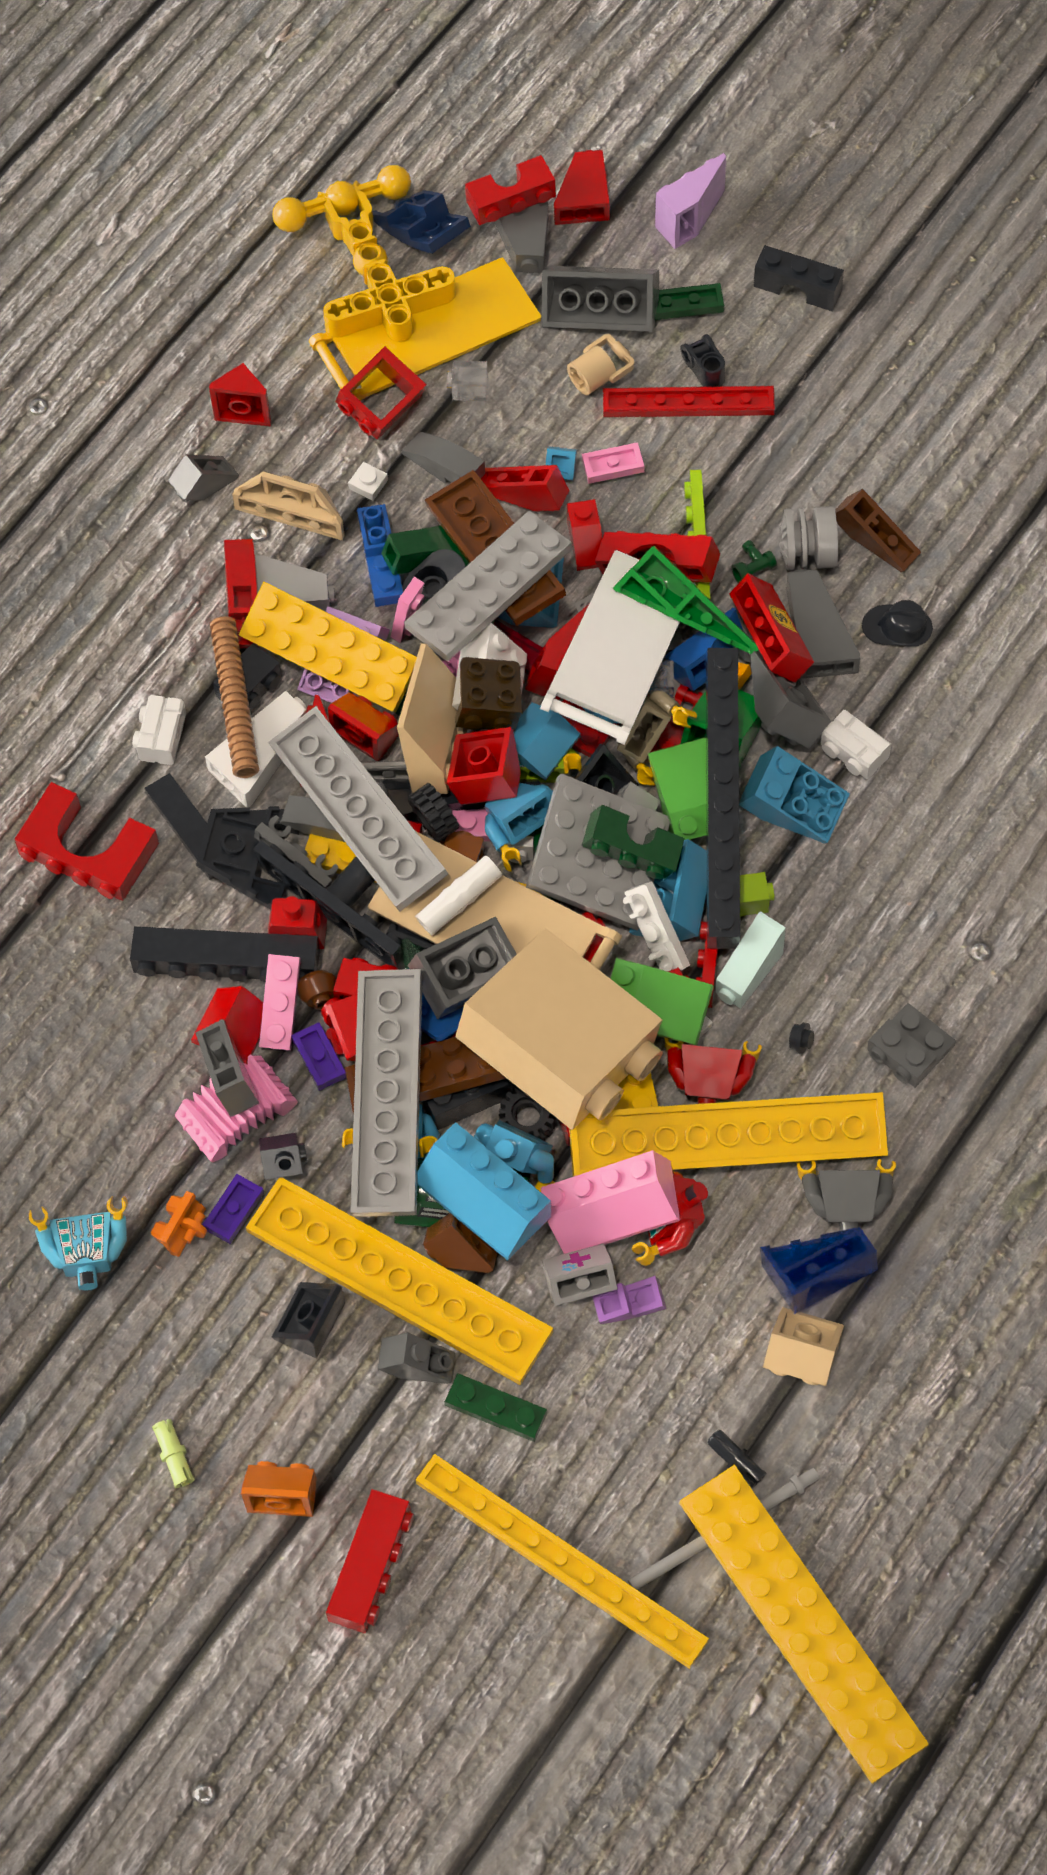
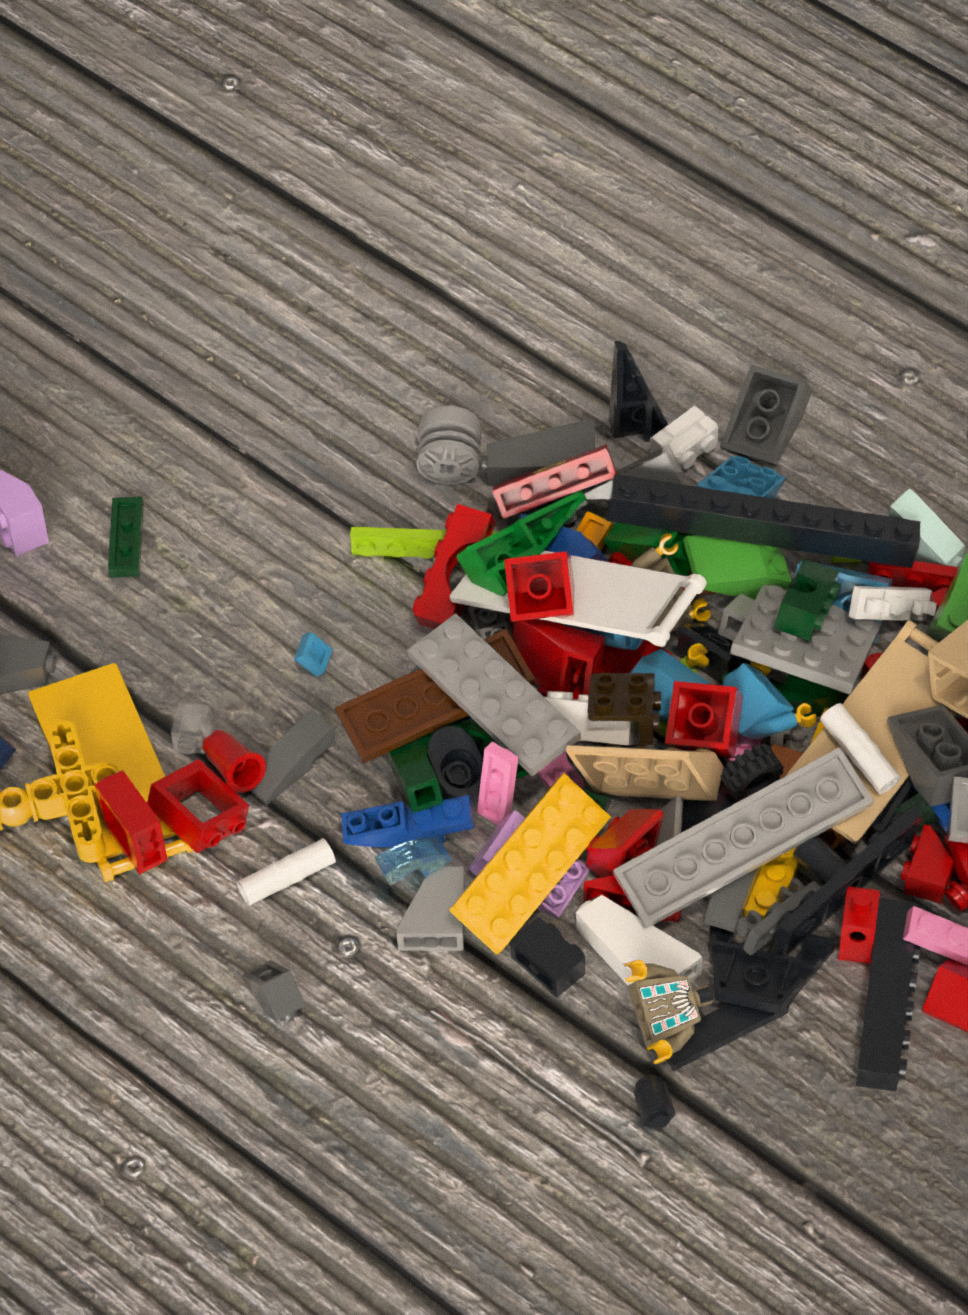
camera: 85 degrees left, 10 degrees down
(106, 774) = (654, 1101): none -> black brick
(108, 872) = (736, 1165): red arch -> none
(160, 729) = (602, 1044): white brick -> none
(185, 765) = (665, 1006): none -> torso
(234, 697) = (586, 953): medium nougat piece -> none
(240, 398) = (182, 933): red slope -> none
(240, 582) = (431, 950): red slope -> none
(290, 503) = (326, 899): tan wedge -> none
(316, 988) = (936, 903): reddish brown cone -> none
(323, 471) = (286, 872): none -> white axle
(335, 560) = (422, 853): none -> clear light blue slope
(347, 338) = (131, 822): none -> red window
(368, 481) = (300, 833): white plate -> none
(431, 413) = (236, 763): none -> red plant
(528, 486) = (340, 680): red slope -> none
(584, 533) = (398, 634): red slope -> none
(596, 367) = (198, 609): tan piece -> none
(599, 298) = (111, 599): dark grey slope -> none
(610, 607) = (540, 586): none -> red slope
(612, 463) = (319, 609): bright pink plate -> none
(688, 401) = (249, 545): red tile -> none
(705, 361) = (209, 520): black piece -> none
(760, 562) = (458, 496): dark green piece -> none
(817, 280) = (108, 445): black arch -> none
(868, 664) = (631, 401): none -> black wedge
(875, 531) = (451, 391): reddish brown slope -> none
(897, 624) = (545, 399): black piece -> none
(898, 815) = (766, 415): none -> dark grey slope

